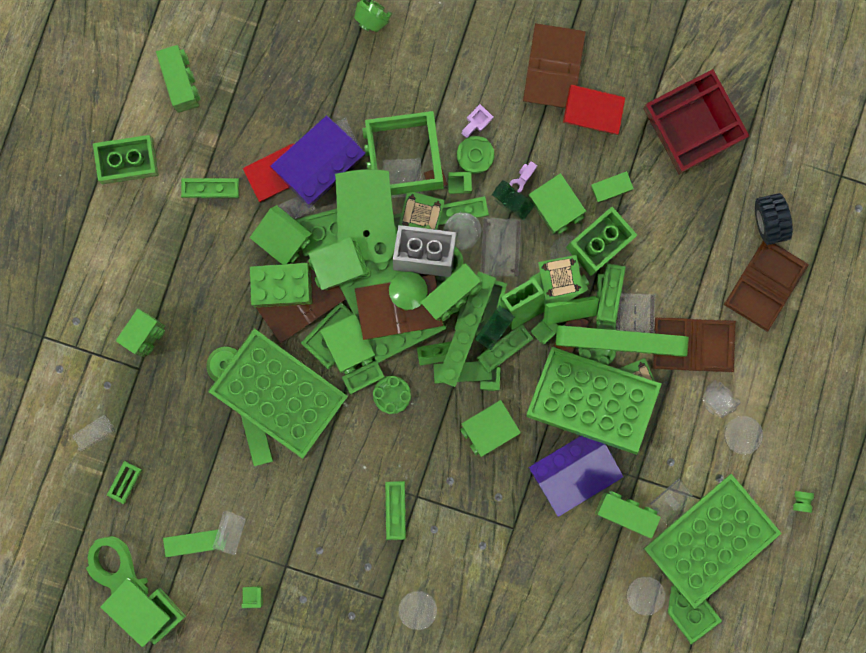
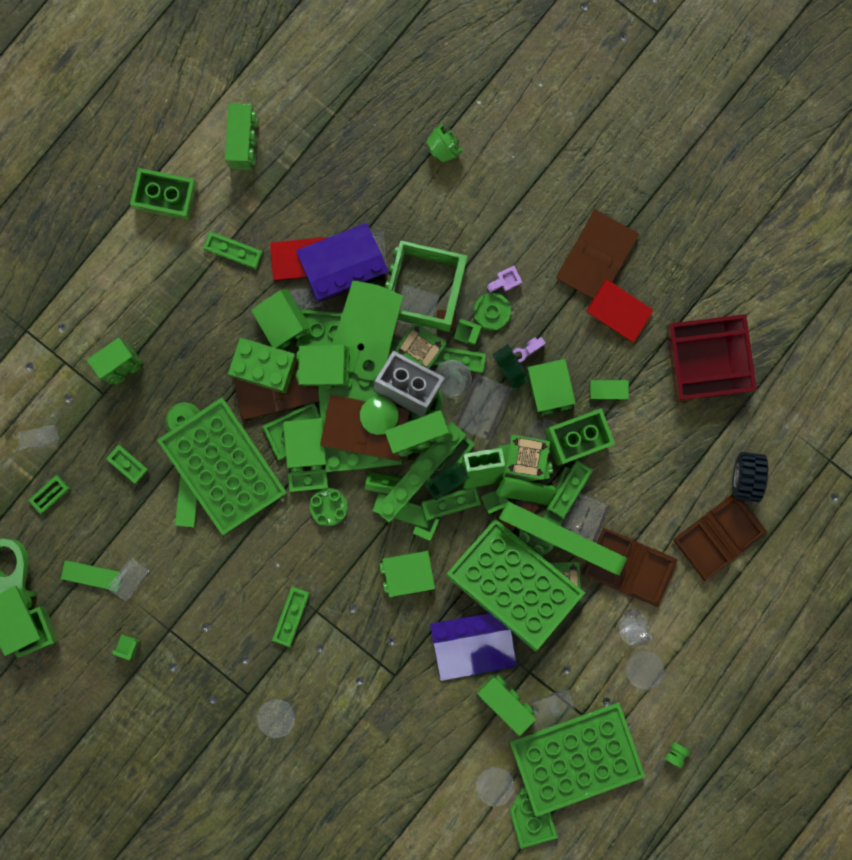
camera: 25 degrees right, 0 degrees up
(187, 426) = (127, 464): none -> bright green plate

